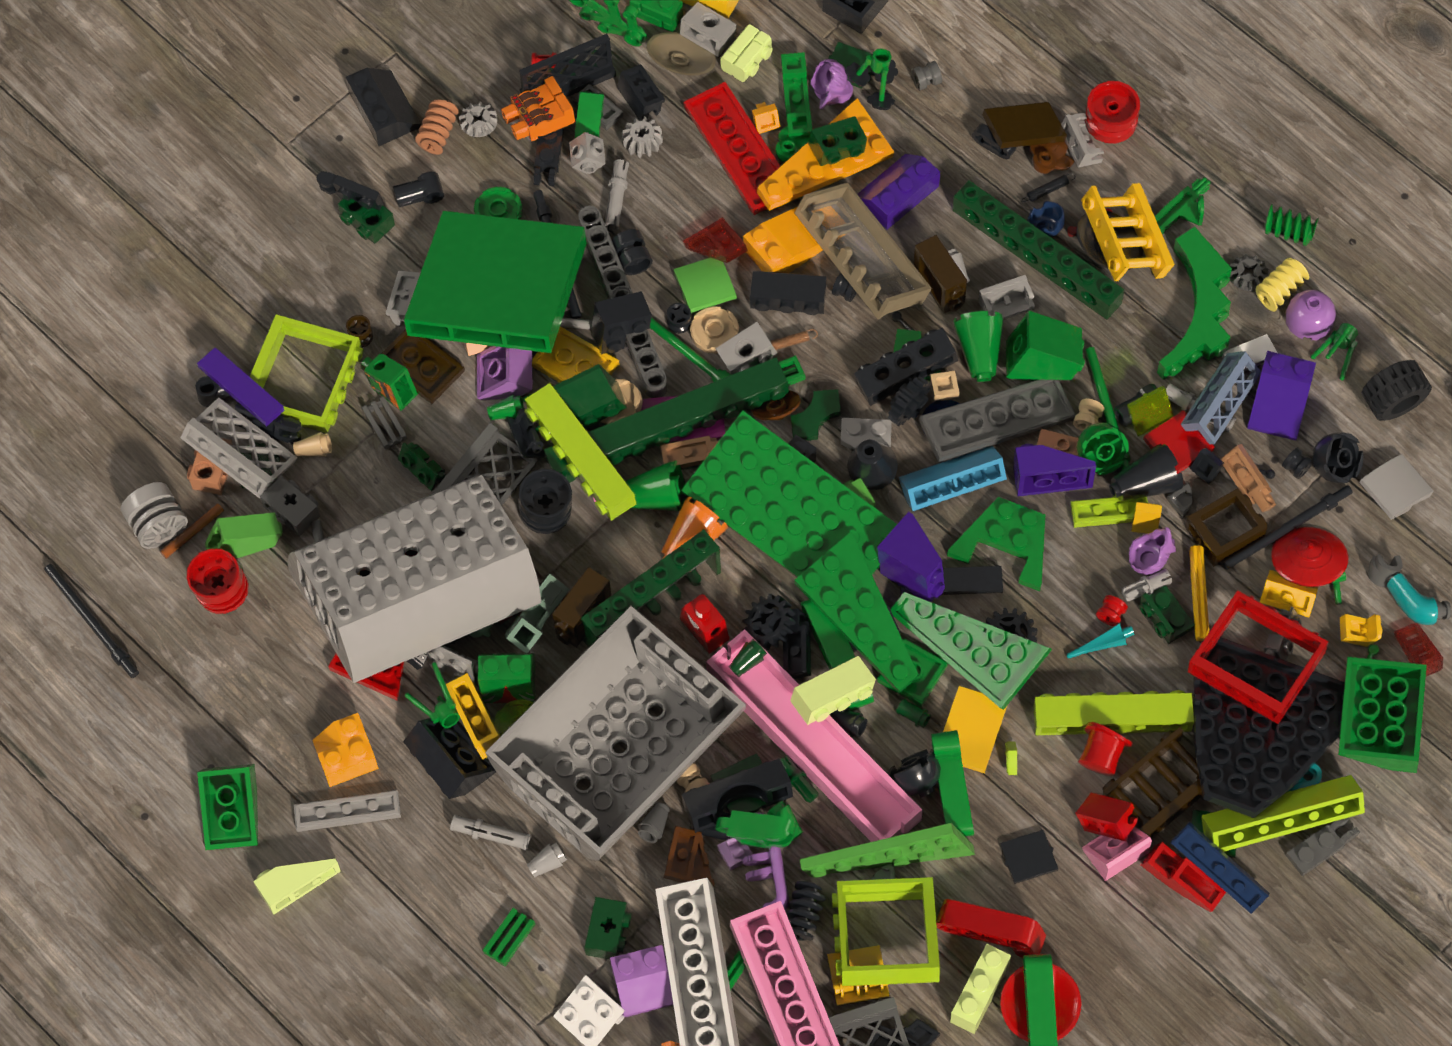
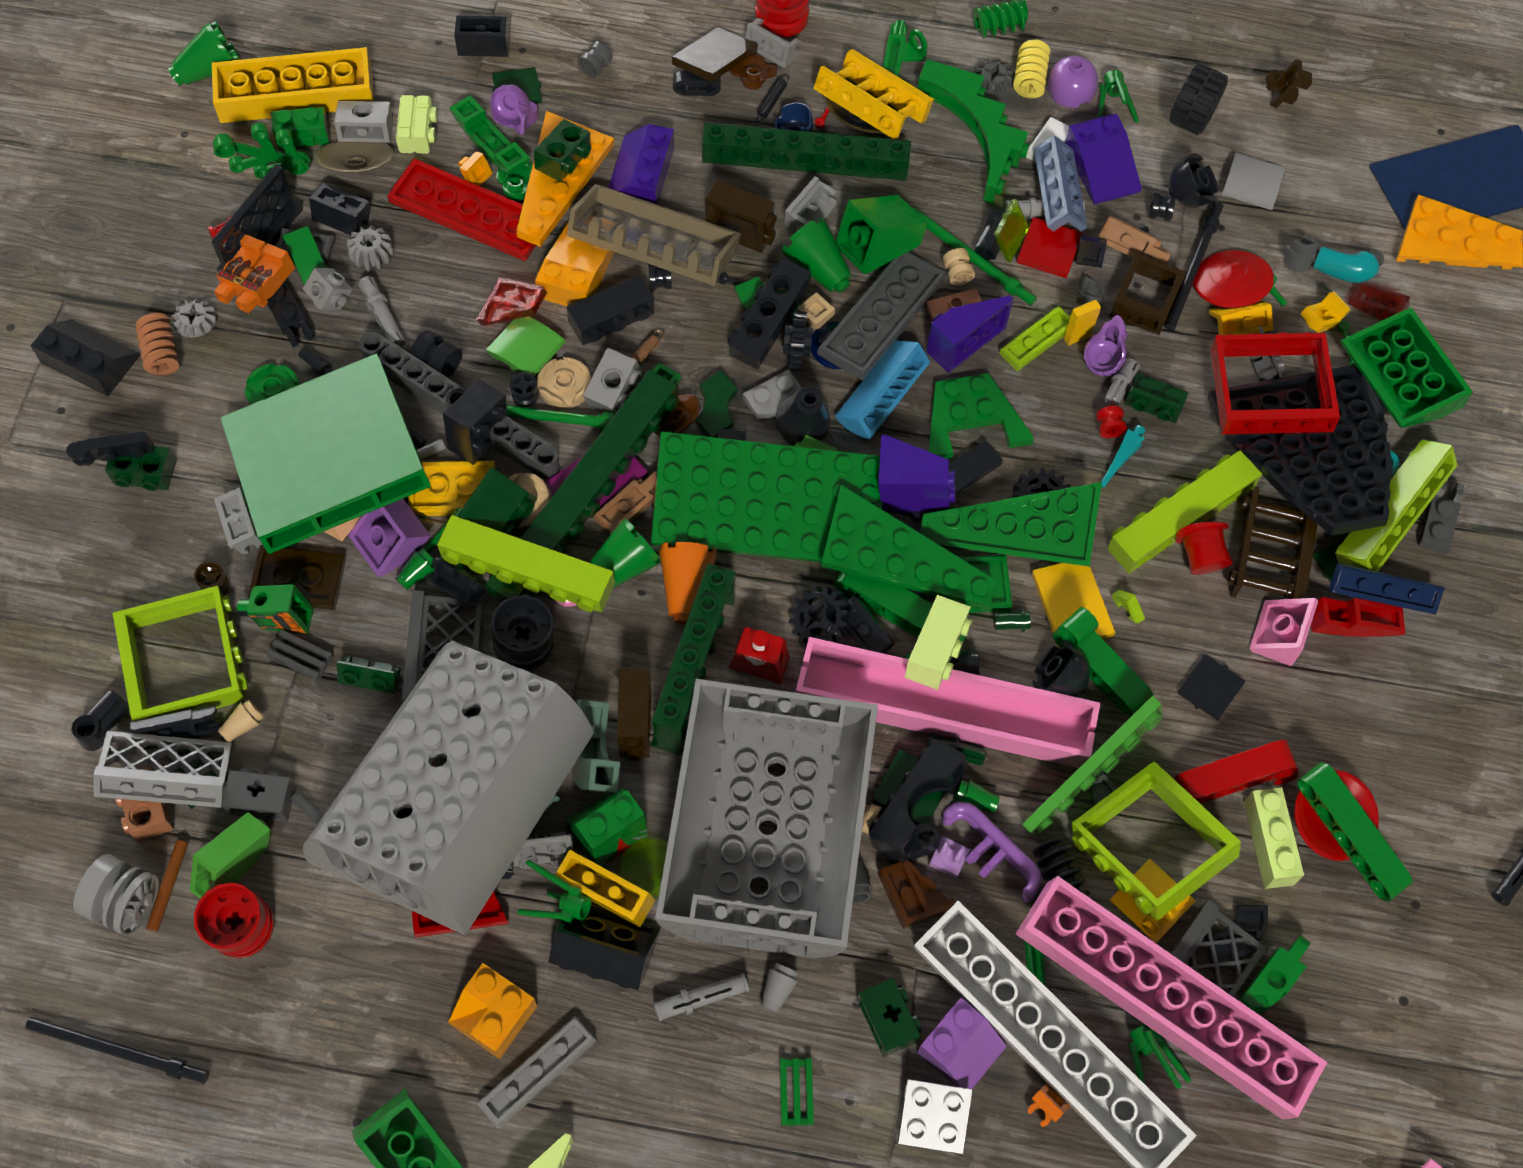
camera: 40 degrees left, 0 degrees up
(240, 386) = (124, 705): dark purple tile -> none
(426, 189) = (185, 407): black piece -> none
(747, 658) = (835, 660): dark green cone -> none
(757, 829) = (969, 820): green piece -> none
(884, 70) = (552, 72): plant -> none
(1103, 445) = (997, 279): green cylinder -> none
(1106, 816) = (1257, 604): red hinge -> none
(1148, 476) = (1056, 283): black cone -> none
(1199, 592) = (1168, 363): yellow axle -> none

